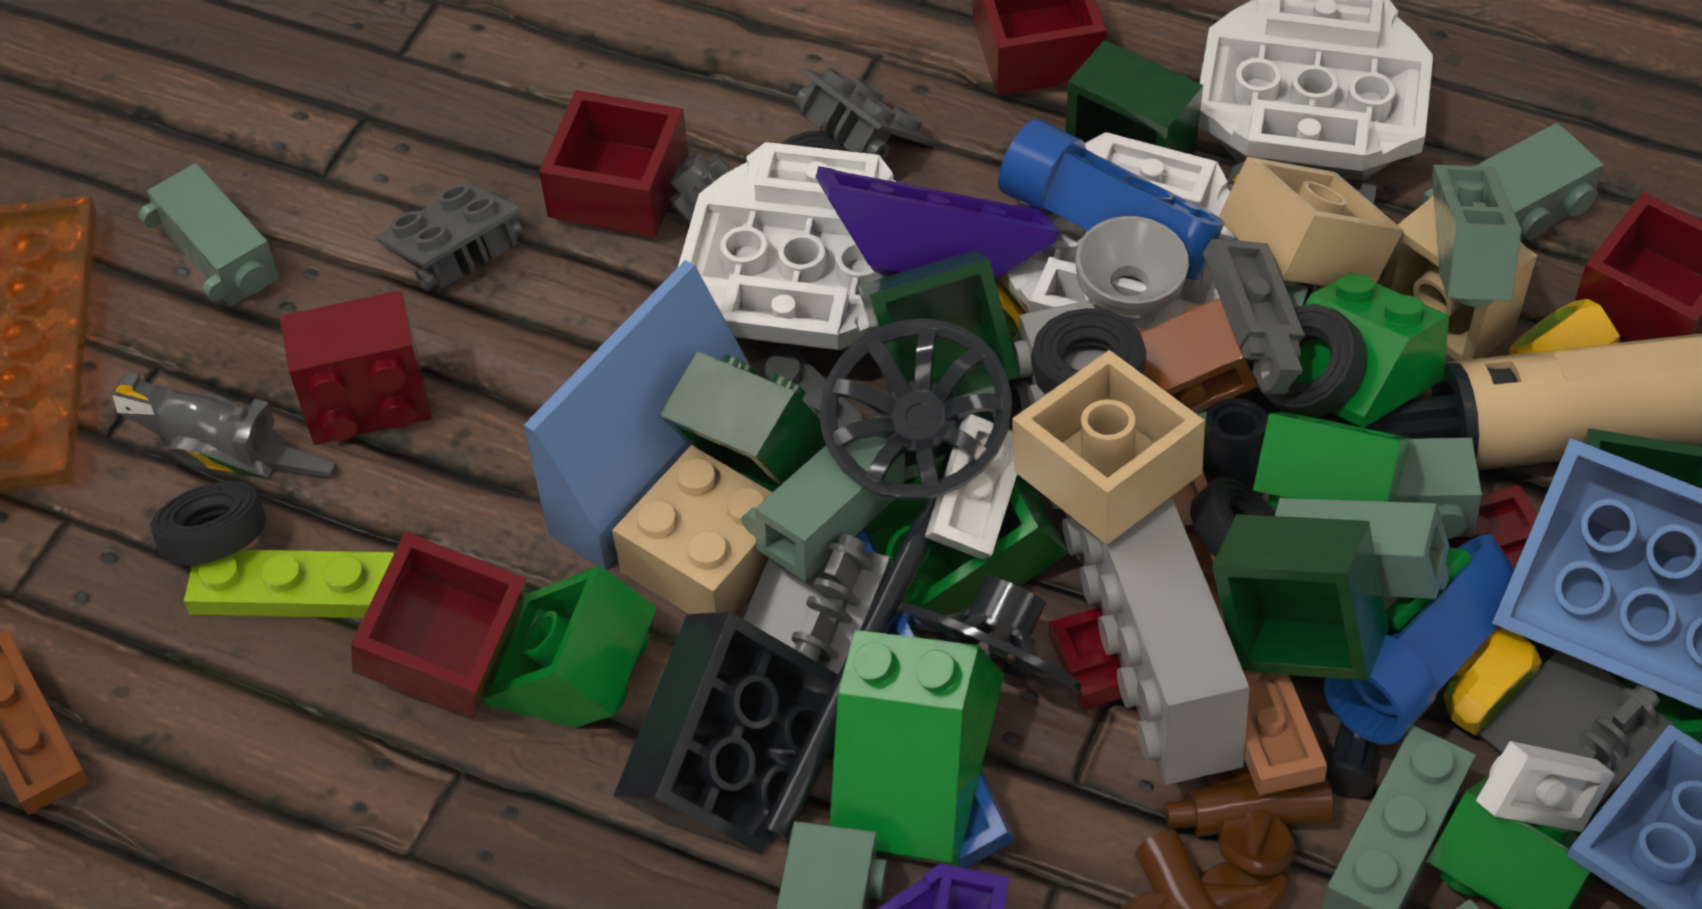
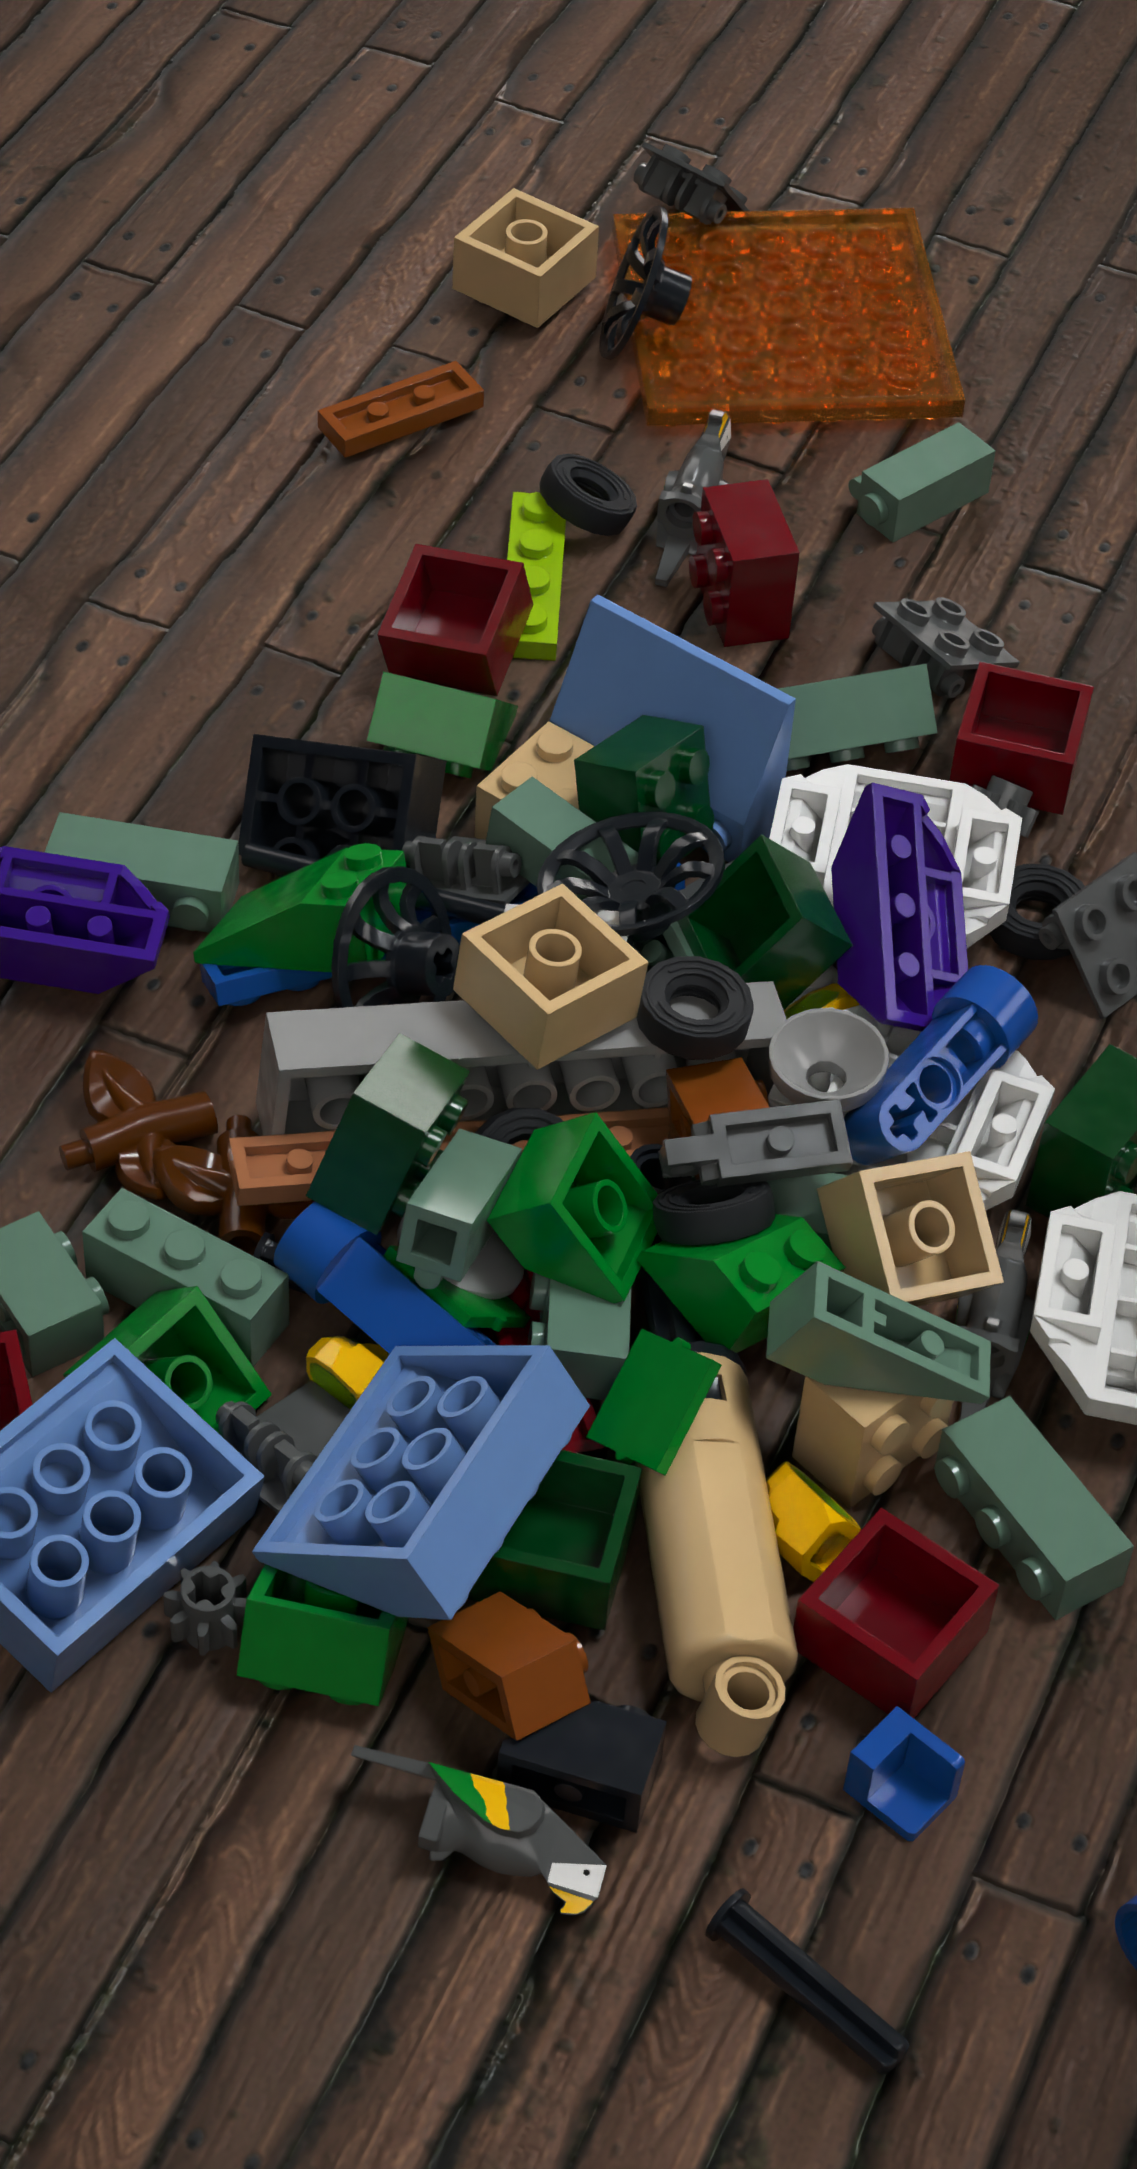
camera: 85 degrees right, 5 degrees down
(552, 304) = (859, 712): none -> sand green slope
(1523, 413) = (653, 1401): none -> green piece
(1545, 786) = (196, 1348): white plate -> none

